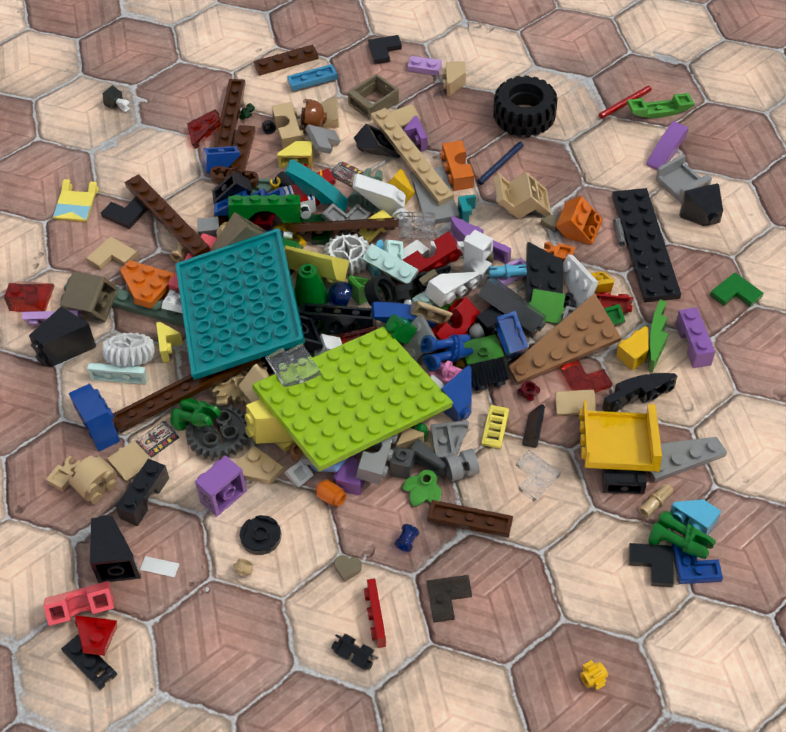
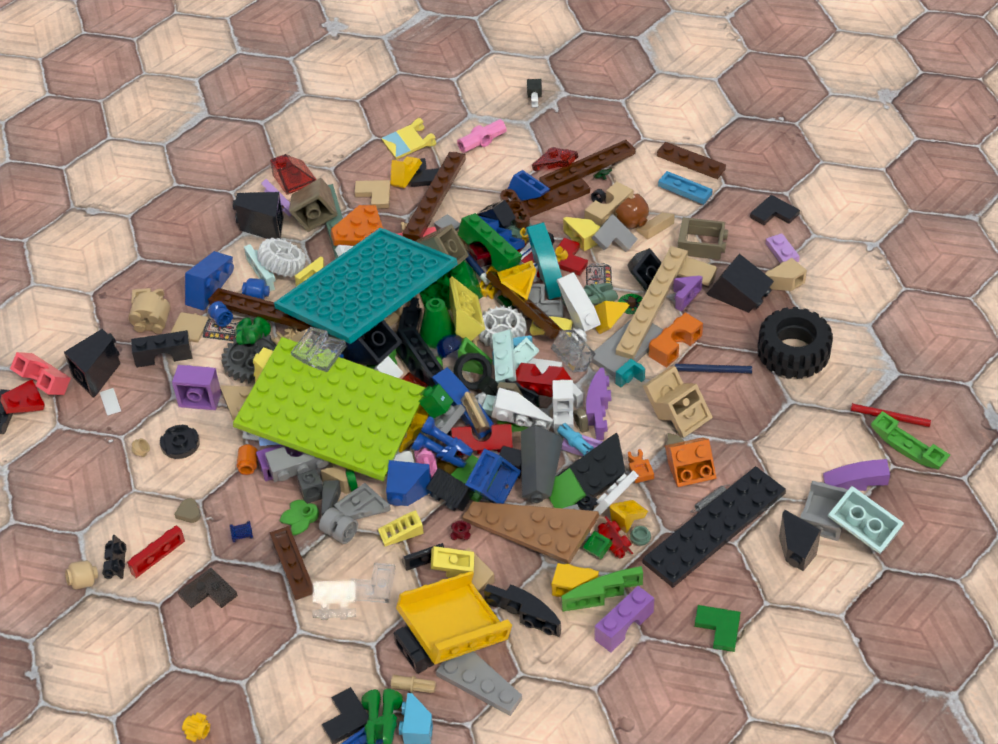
camera: 55 degrees right, 5 degrees down
(114, 221) = (403, 171): none -> yellow slope
(127, 155) = (481, 136): none -> bright pink piece
(142, 387) = (256, 288): none -> blue head
(146, 427) = (220, 313): none -> blue wheel
(318, 210) = (519, 278): none -> yellow slope
(354, 686) = (81, 574): none -> tan head
(391, 169) = (633, 300): none -> piece
(440, 102) = (741, 285): none -> black slope
(529, 503) = (334, 592): none -> clear plate
(564, 407) = (452, 561): none -> light yellow slope
(580, 380) = (503, 563): clear red tile -> none
(622, 287) = (640, 535): none -> sand green plate
(715, 160) = (866, 520): none -> light aqua slope

